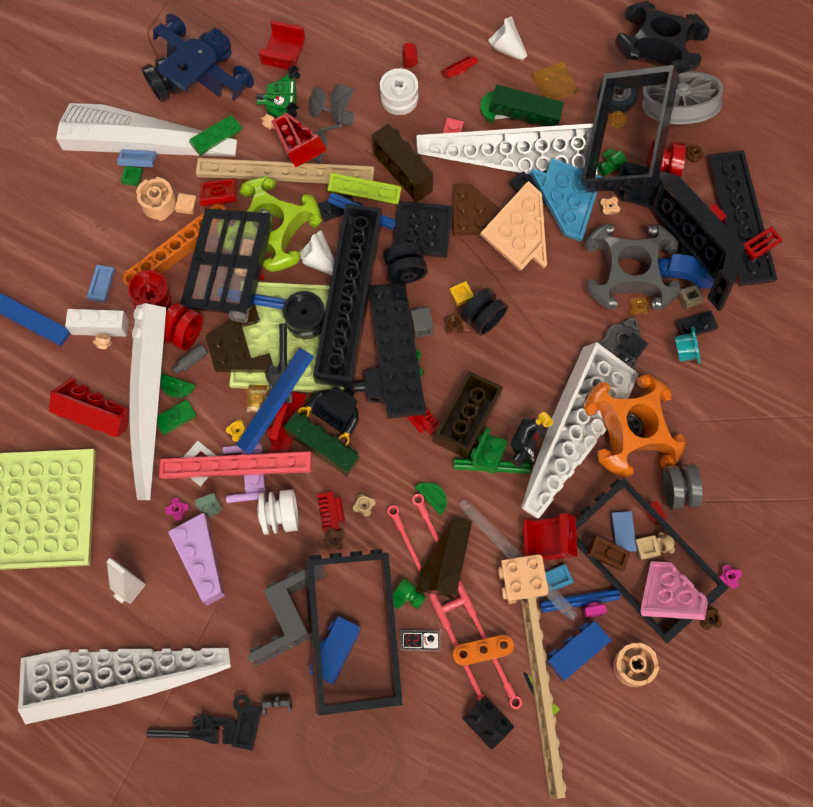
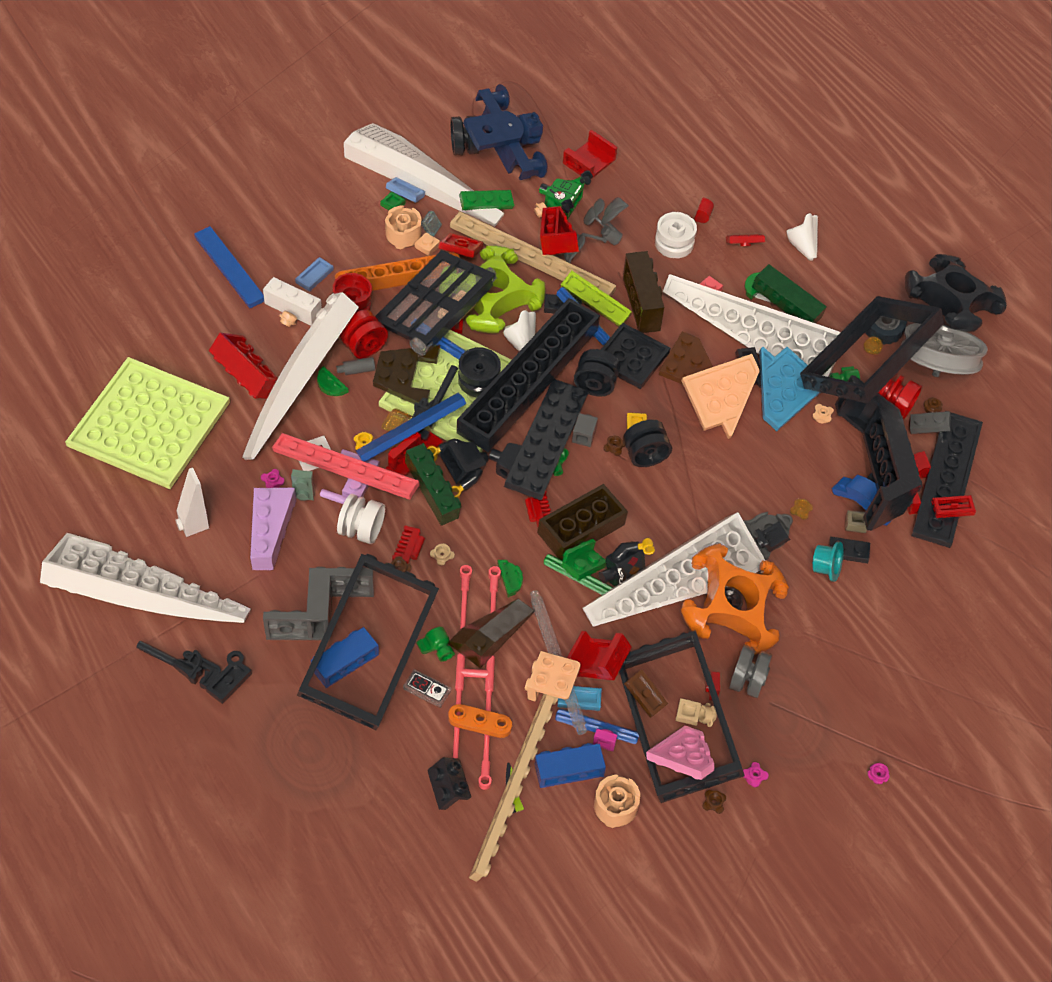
camera: 20 degrees right, 15 degrees down
(175, 417) = (315, 407): green plate -> none
(179, 182) = (431, 223): none -> clear light blue tile
(276, 701) = (277, 676): black piece -> none
(555, 81) = (831, 289): clear yellow plate -> none
(624, 530) = (674, 688): medium blue tile -> none
(643, 251) = (812, 452): dark grey piece -> none
(702, 171) = (930, 422): none -> dark grey plate

